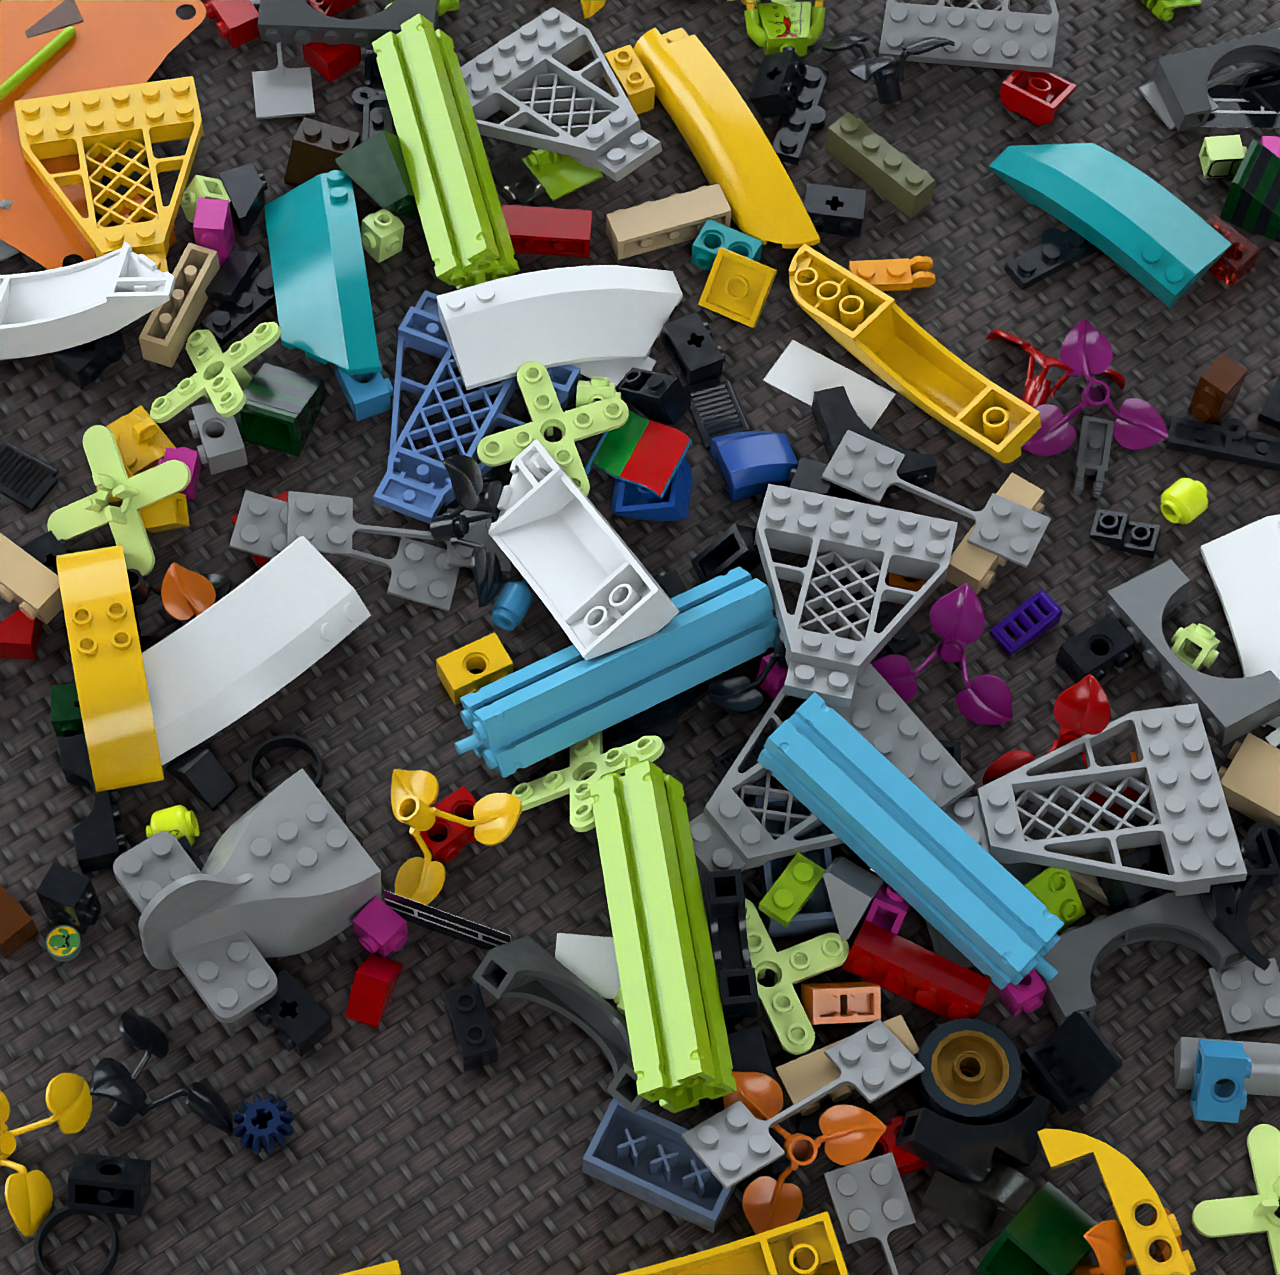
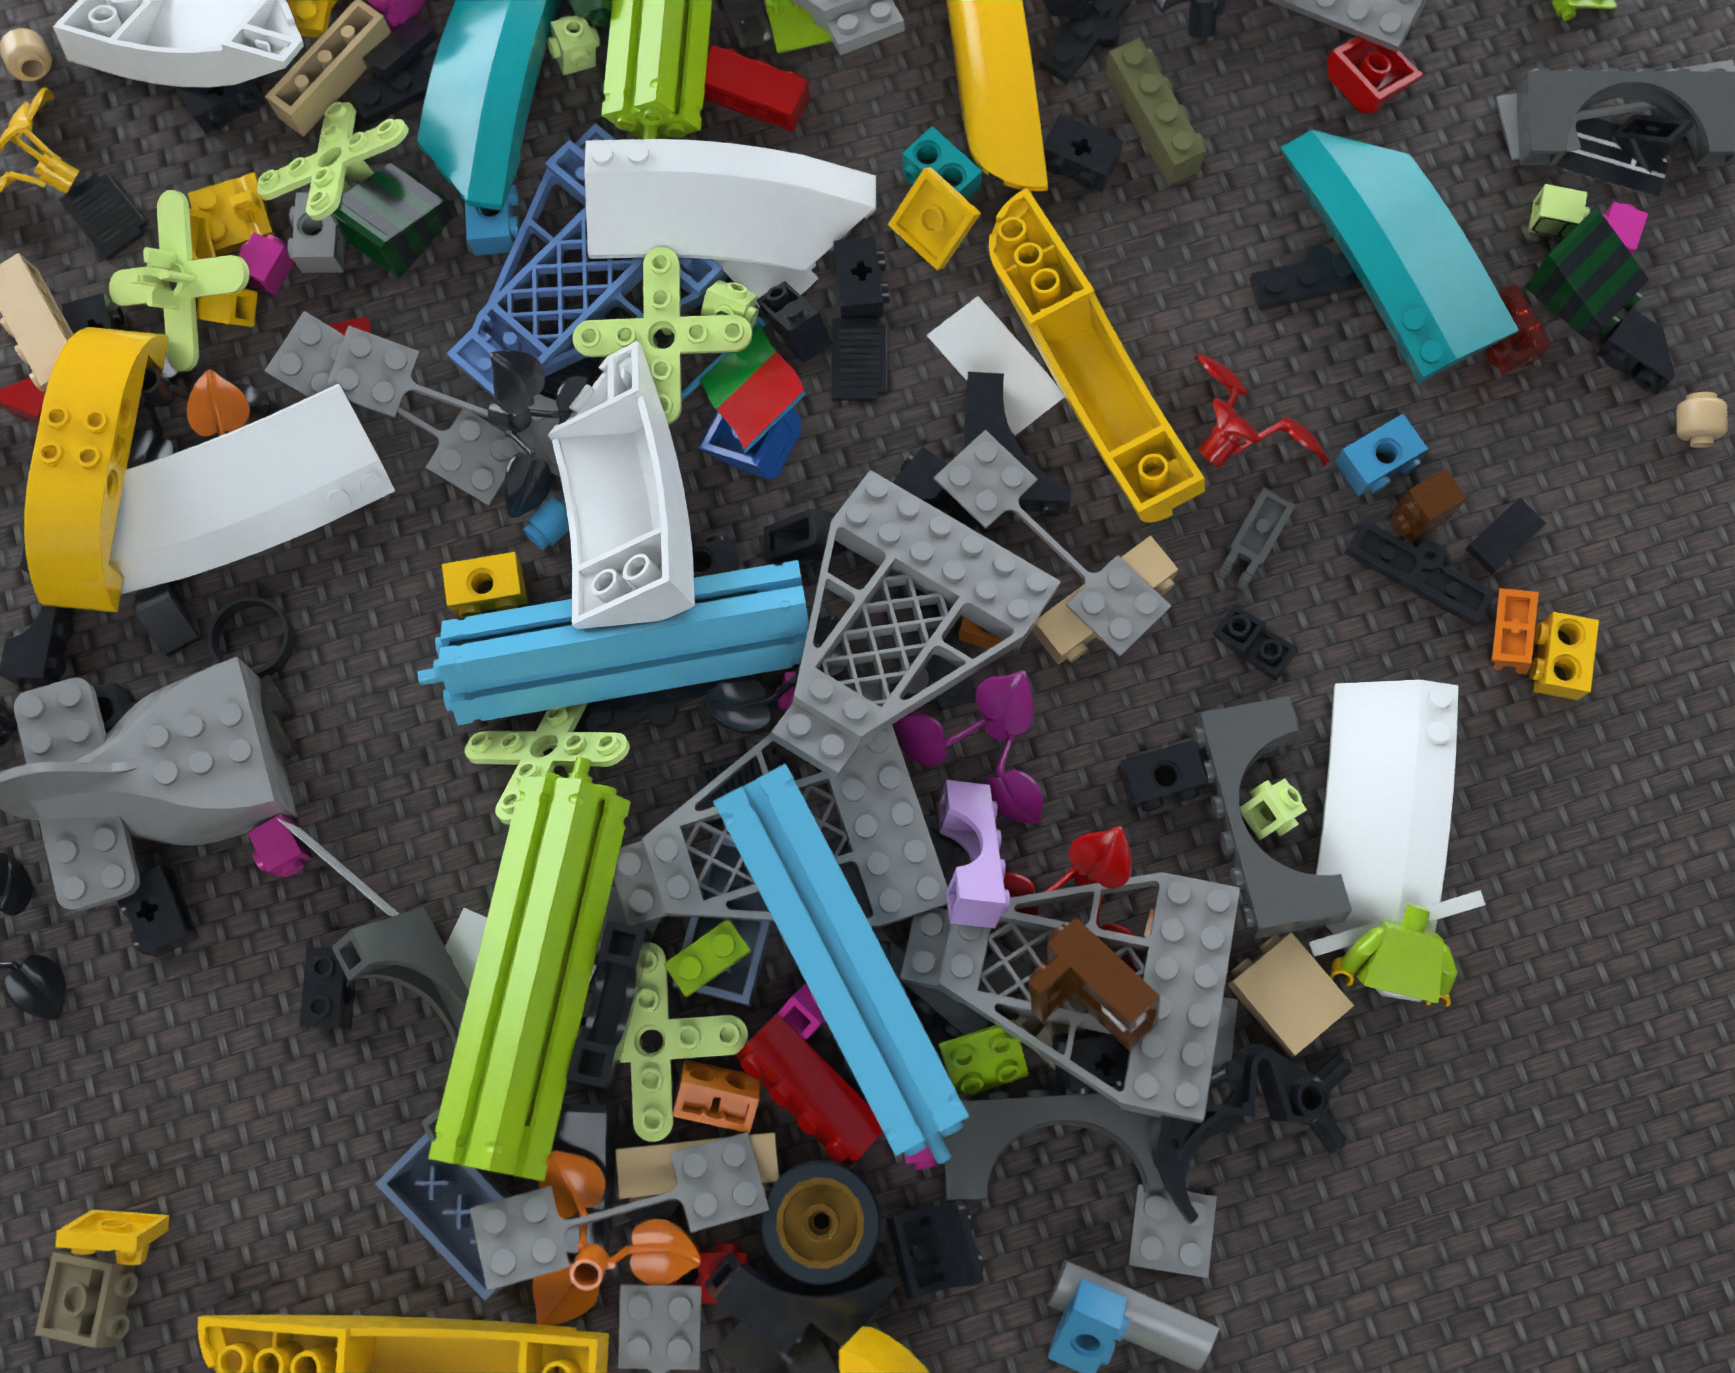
camera: 25 degrees right, 15 degrees up
(176, 821) = (113, 663): neon yellow head -> none
(249, 1124) = (90, 1037): dark blue gear -> none
(372, 990) = (251, 908): red slope -> none
(411, 804) = (369, 709): yellow plant -> none
(457, 835) = (391, 746): red brick -> none
(666, 220) = (890, 113): tan brick -> none
(753, 461) = (875, 431): blue slope -> none
(850, 893) = (764, 980): light grey slope -> none
(895, 273) = (1116, 249): light orange hinge -> none
(993, 761) = (976, 889): none -> lavender arch
(1041, 608) = (1129, 702): dark purple slope -> none
(1091, 353) = (1293, 420): magenta plant -> none
(1123, 794) = (1098, 980): none -> reddish brown brick
(1169, 352) = (1396, 441): none -> dark azure brick
(1184, 501) = (1336, 627): neon yellow head -> none

